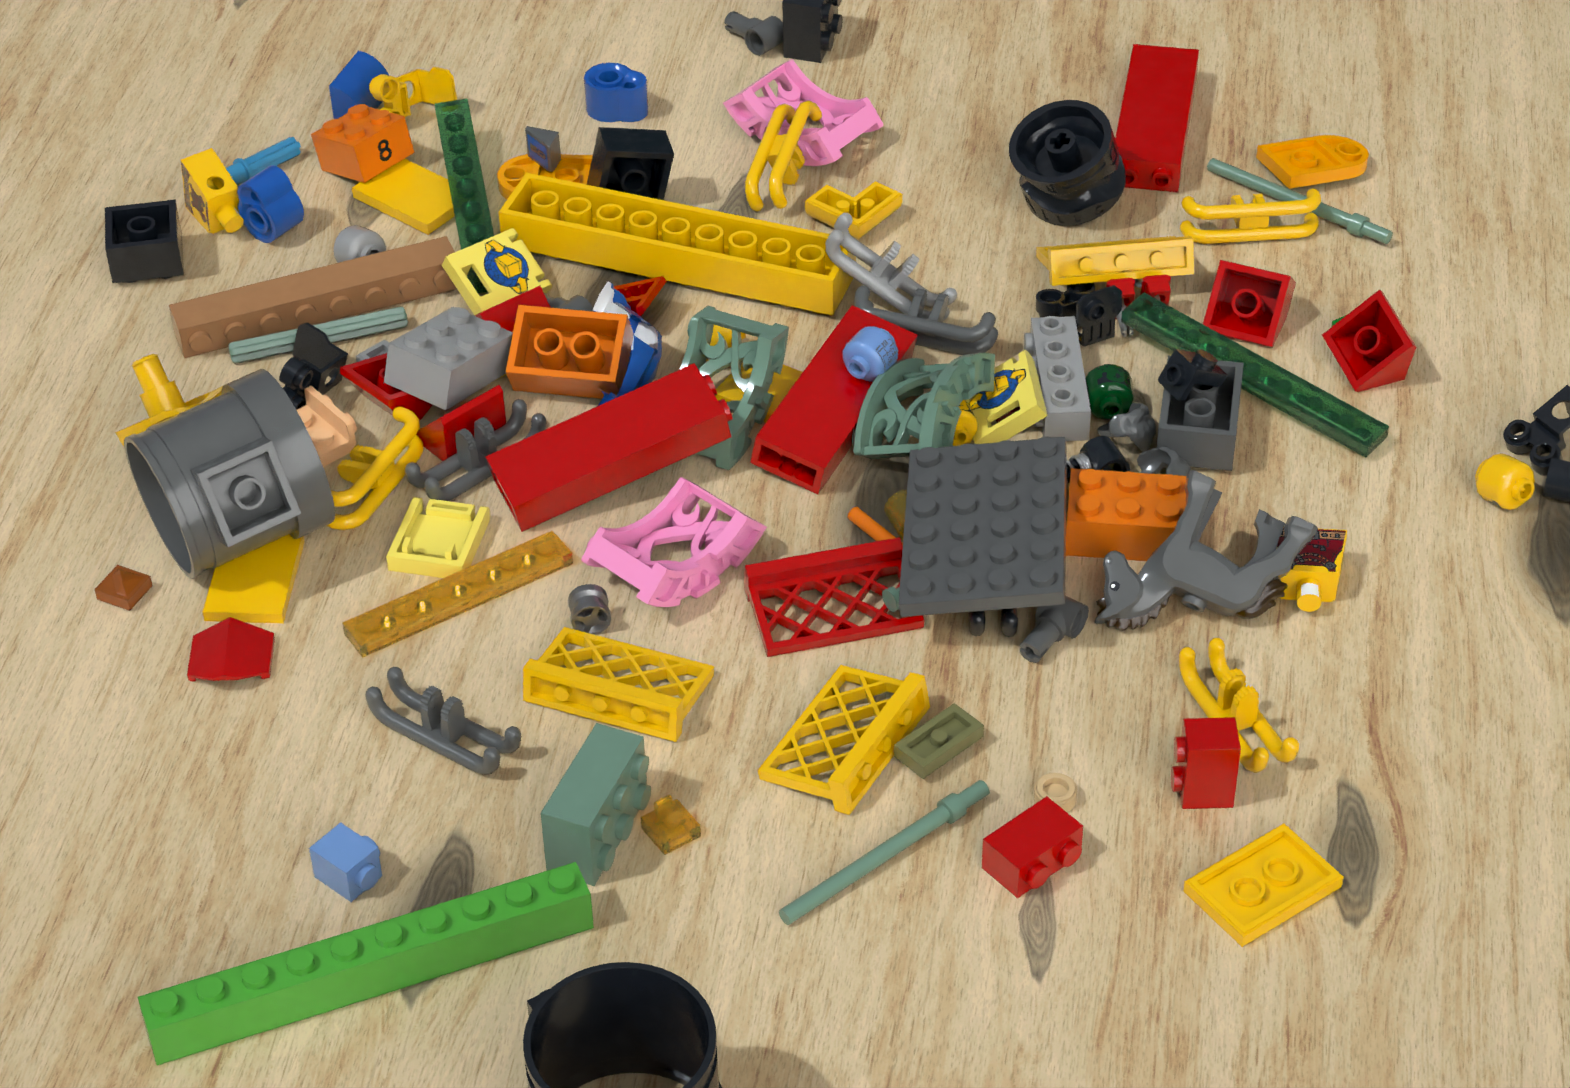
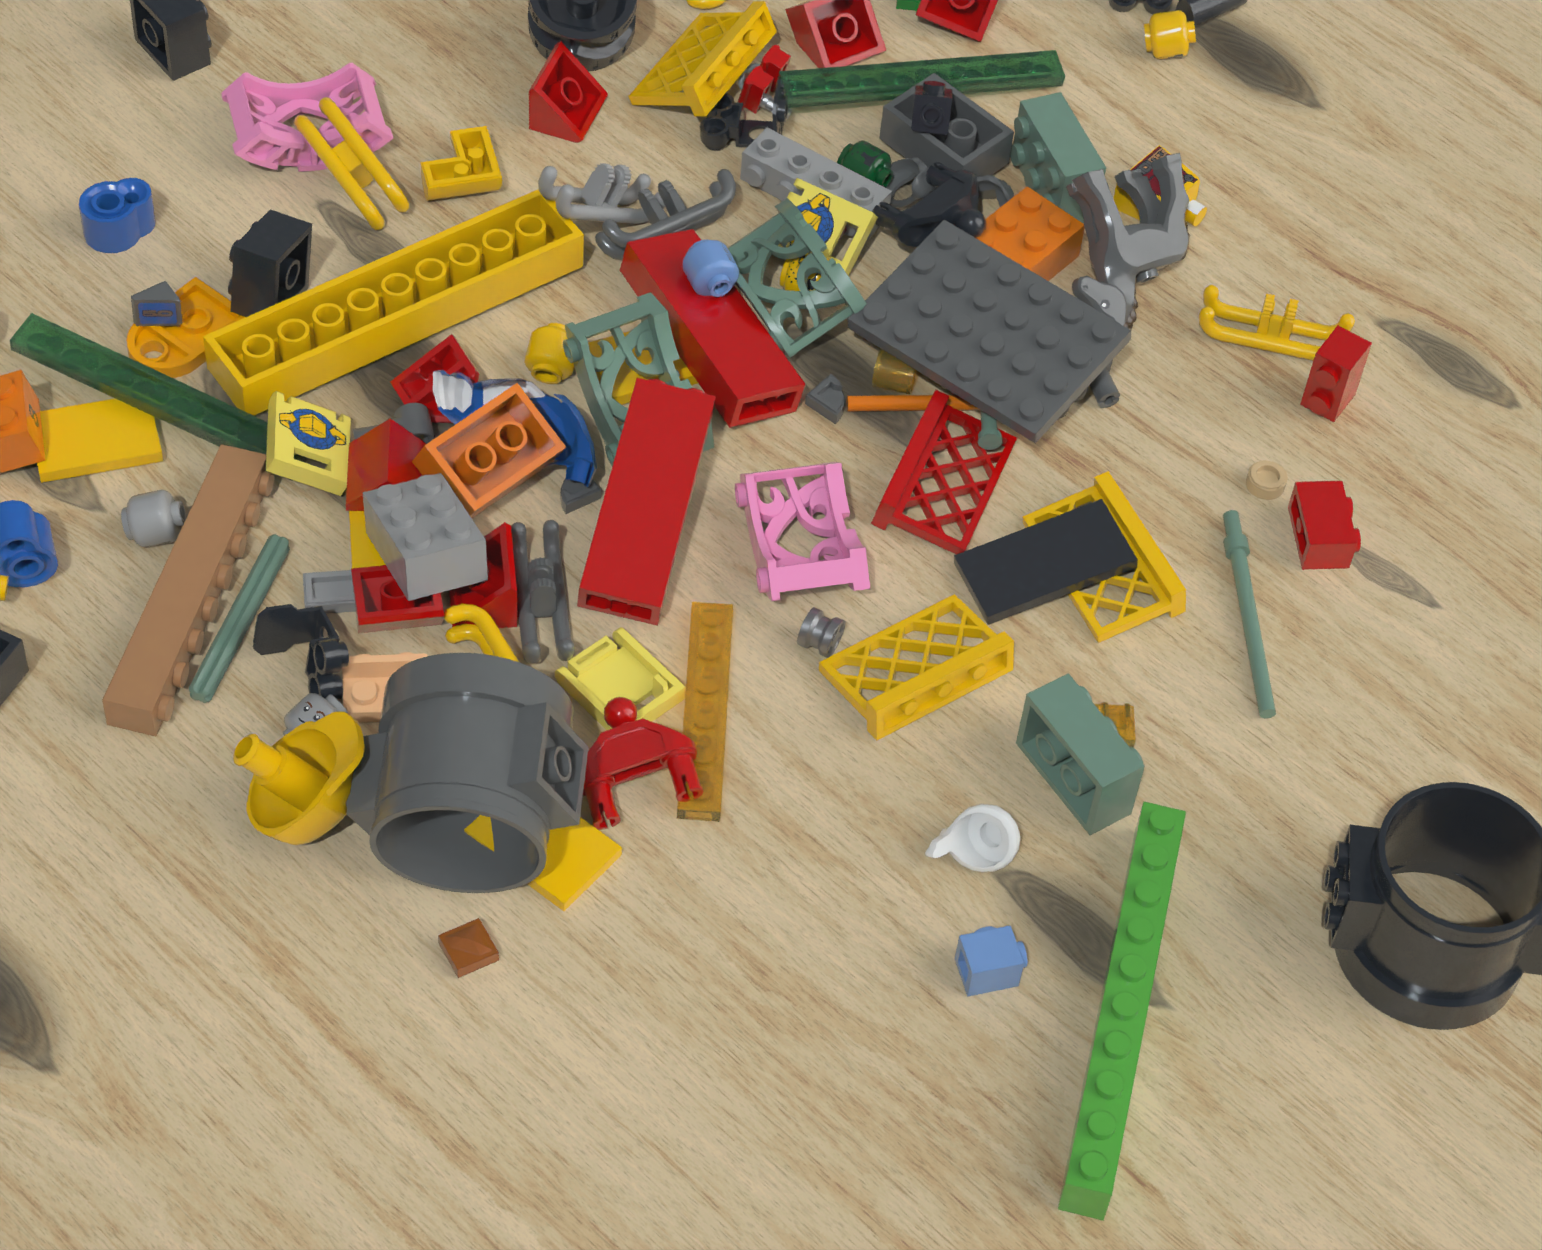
camera: 60 degrees left, 10 degrees up
(231, 652) = (638, 915): red slope -> none
(356, 564) = (632, 752): none -> red connector
(441, 725) = (876, 808): dark grey piece -> none
(465, 794) = (979, 839): none -> white hat
(758, 34) = (137, 72): dark grey pin -> none
(799, 697) = (1045, 561): none -> black tile
(845, 498) = (827, 399): none -> dark grey tile
(938, 740) = (1162, 508): olive plate -> none
(985, 212) = (564, 97): none -> red slope
(1098, 441) = (952, 201): none -> black connector
(1252, 476) = (1052, 149): none -> sand green brick
(1263, 884) = (1448, 427): yellow tile -> none

